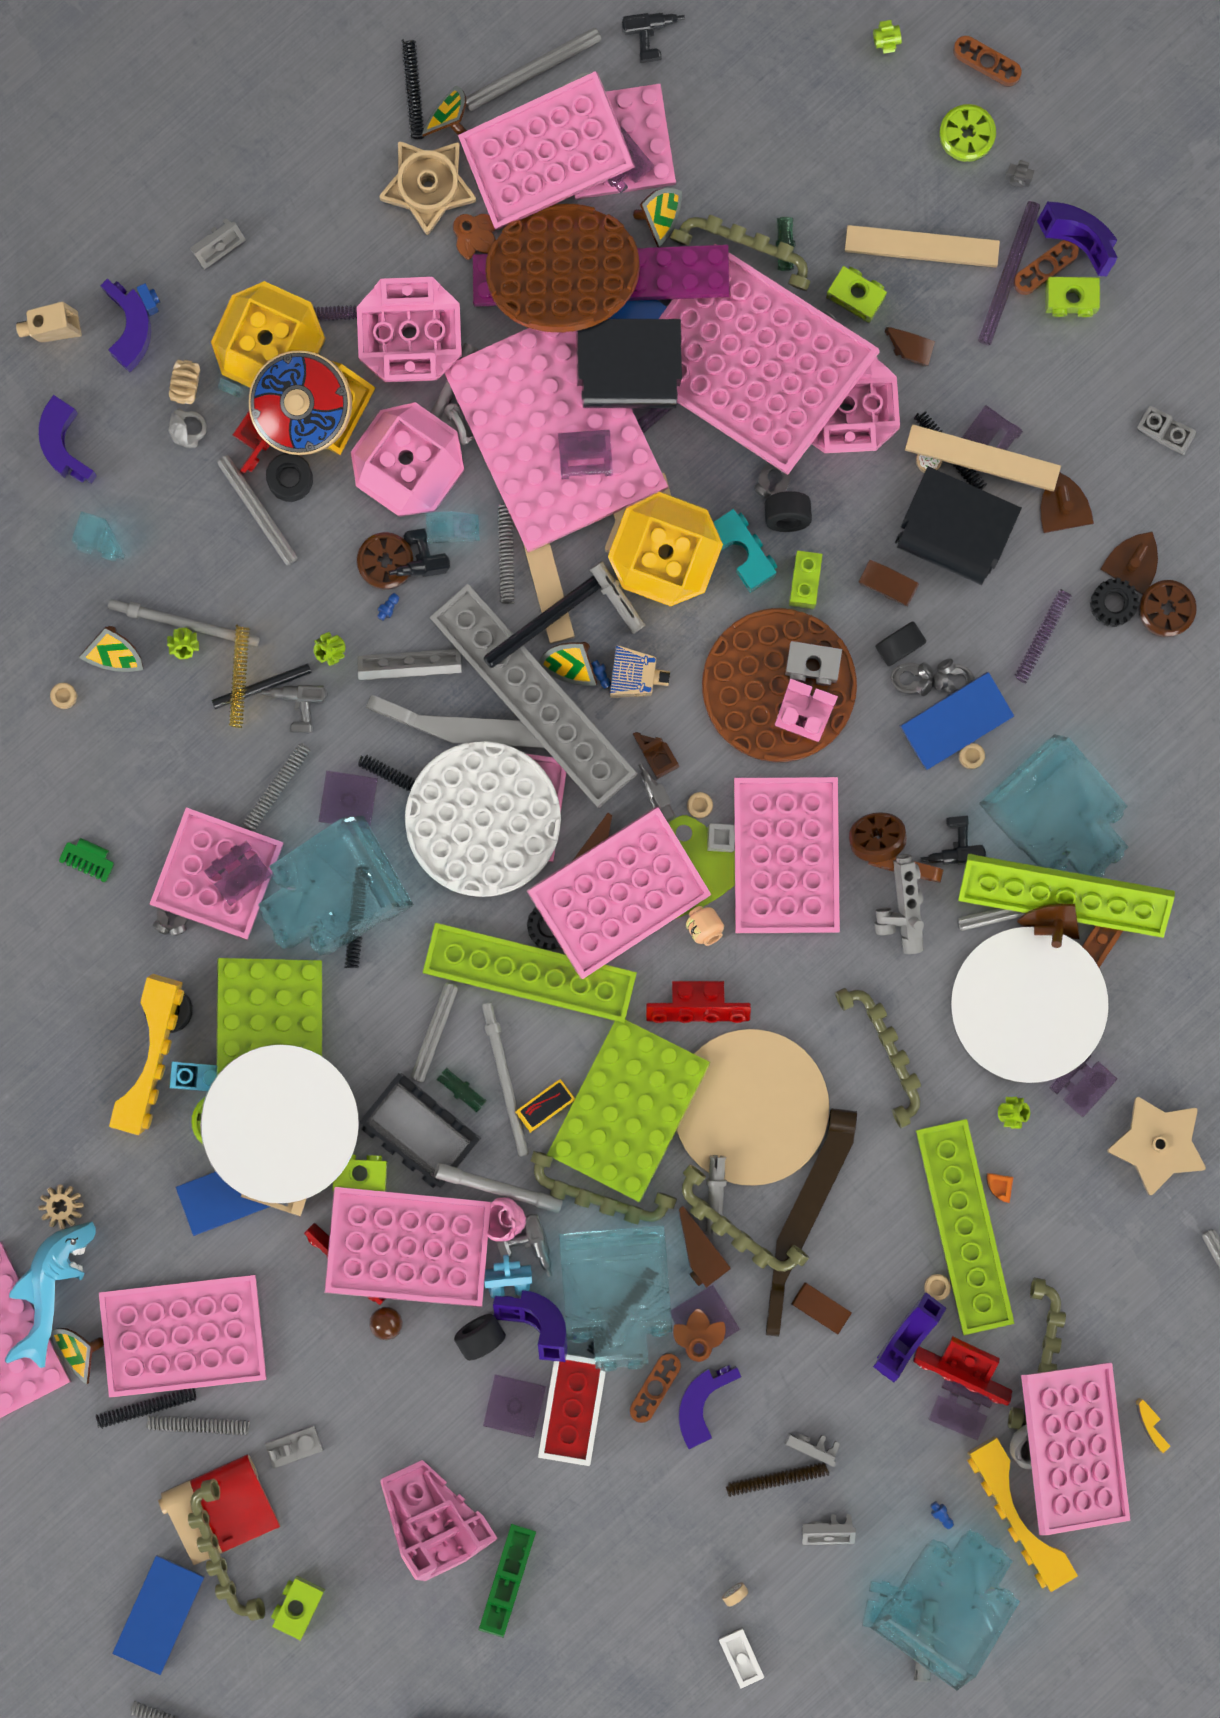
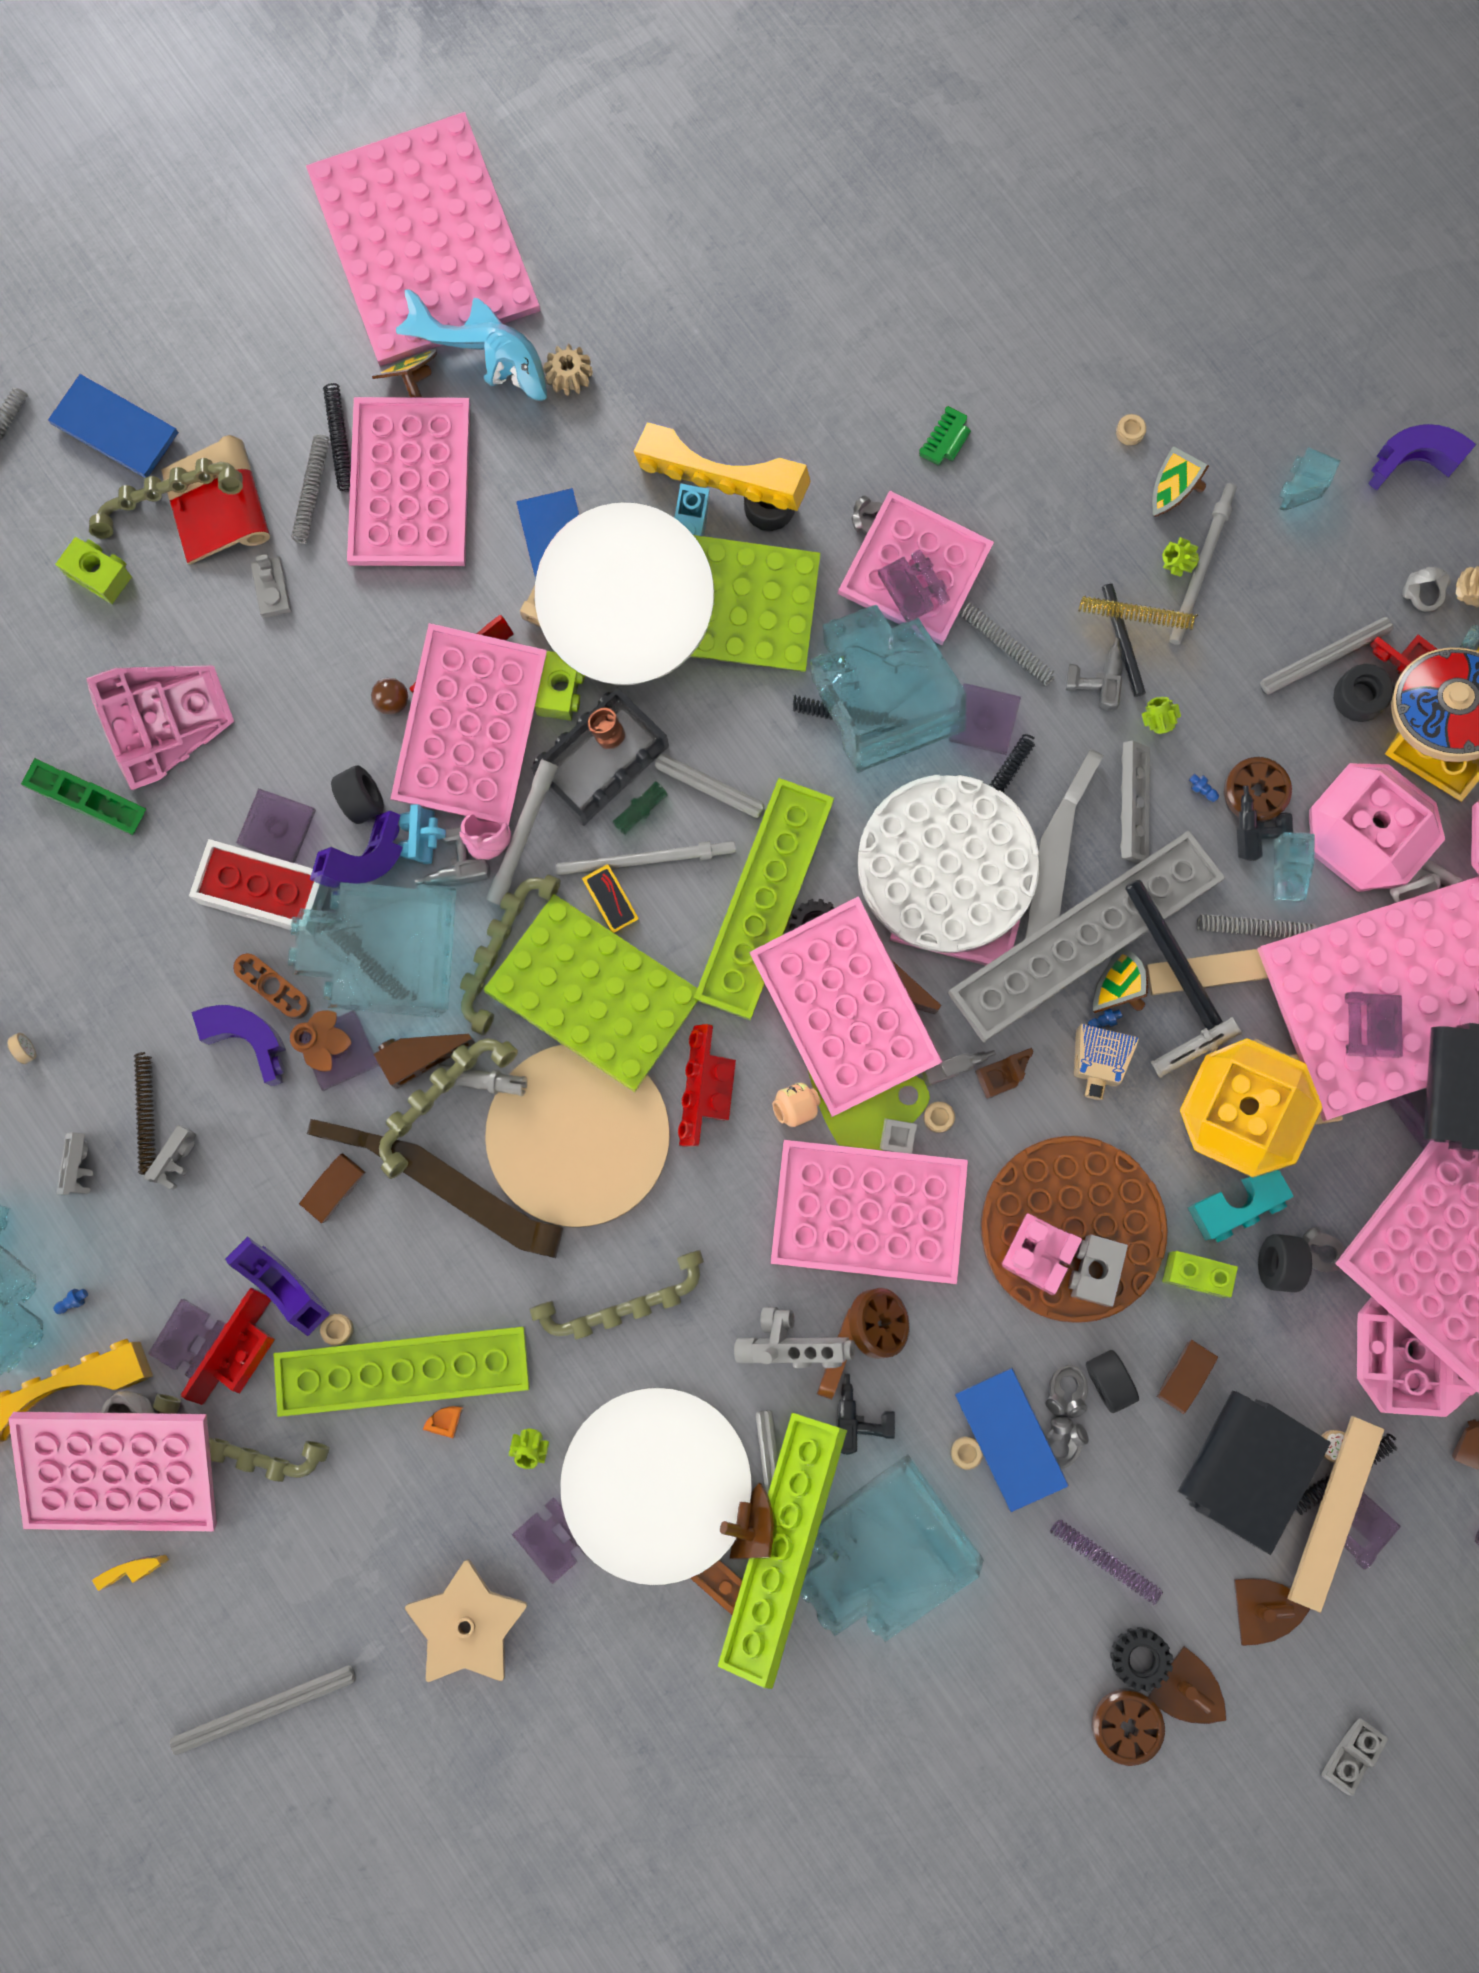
camera: 100 degrees right, 5 degrees down
(393, 1130) = (606, 728): none -> copper wheel

